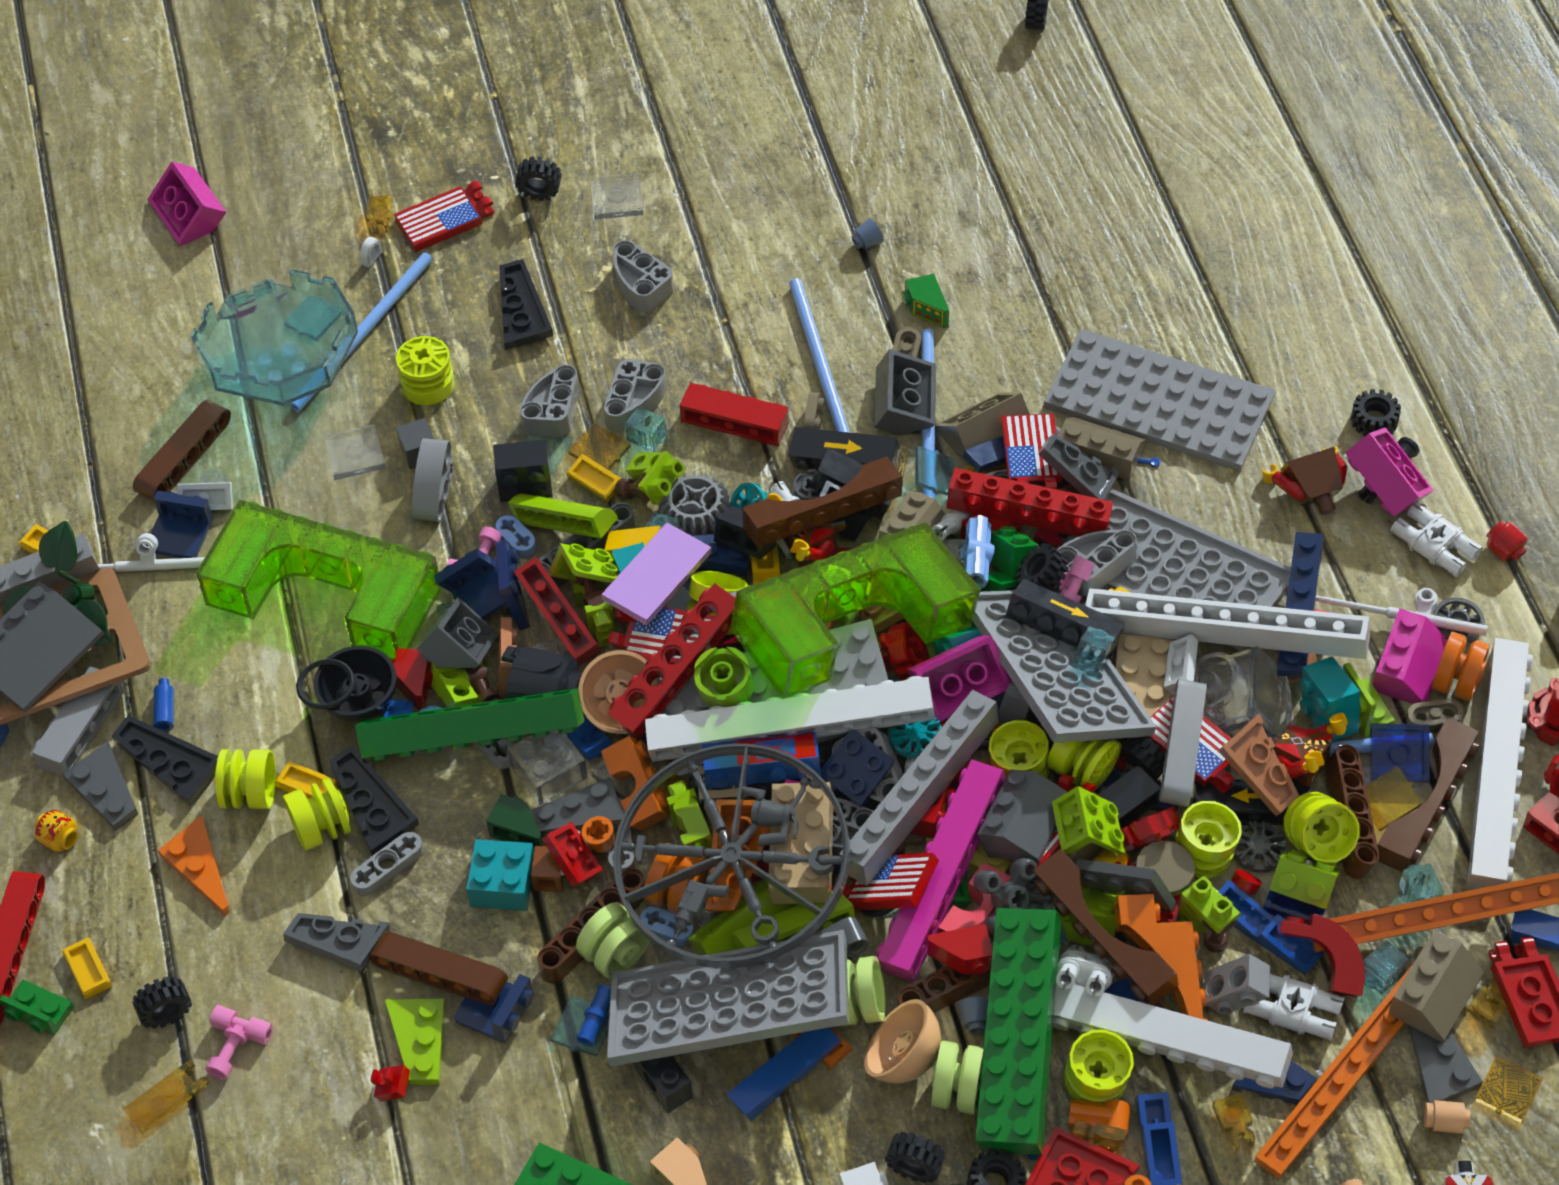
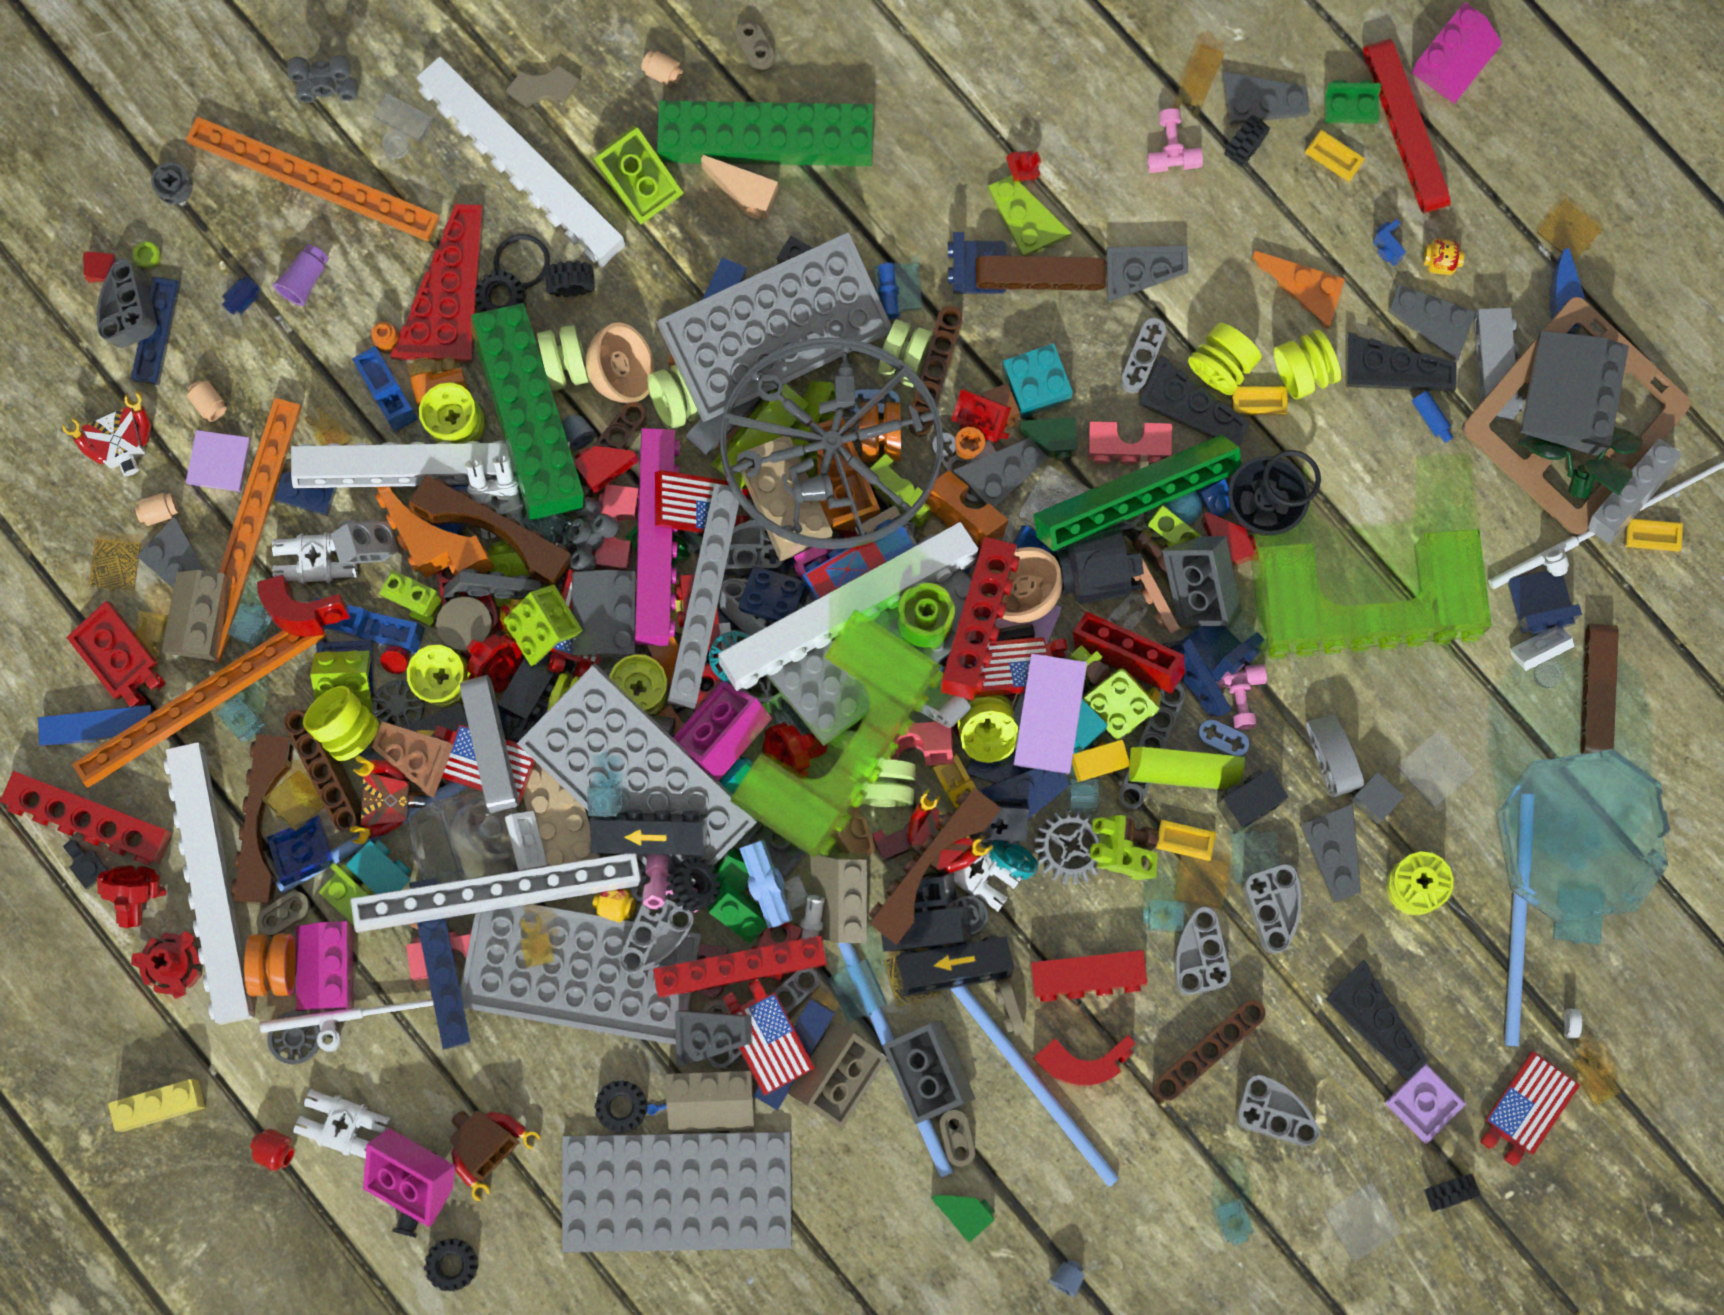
camera: 155 degrees right, 25 degrees up
(97, 869) = (1387, 245): none -> blue bracket
(119, 1050) = (1262, 98): none -> dark grey wing
(430, 778) = (1106, 445): none -> coral arch
(477, 426) = (1335, 851): none -> dark grey wing
(520, 243) = (1425, 1103): none -> lavender tile
(667, 331) = (1222, 1047): none -> reddish brown beam
(716, 219) = (1237, 1211): none -> clear light blue brick
(775, 353) = (1078, 1072): none -> red arch
(1185, 456) = (604, 1100): none -> black tyre
(1206, 583) = (536, 947): none -> clear yellow plate
(1363, 1143) = (218, 461): none -> lavender tile

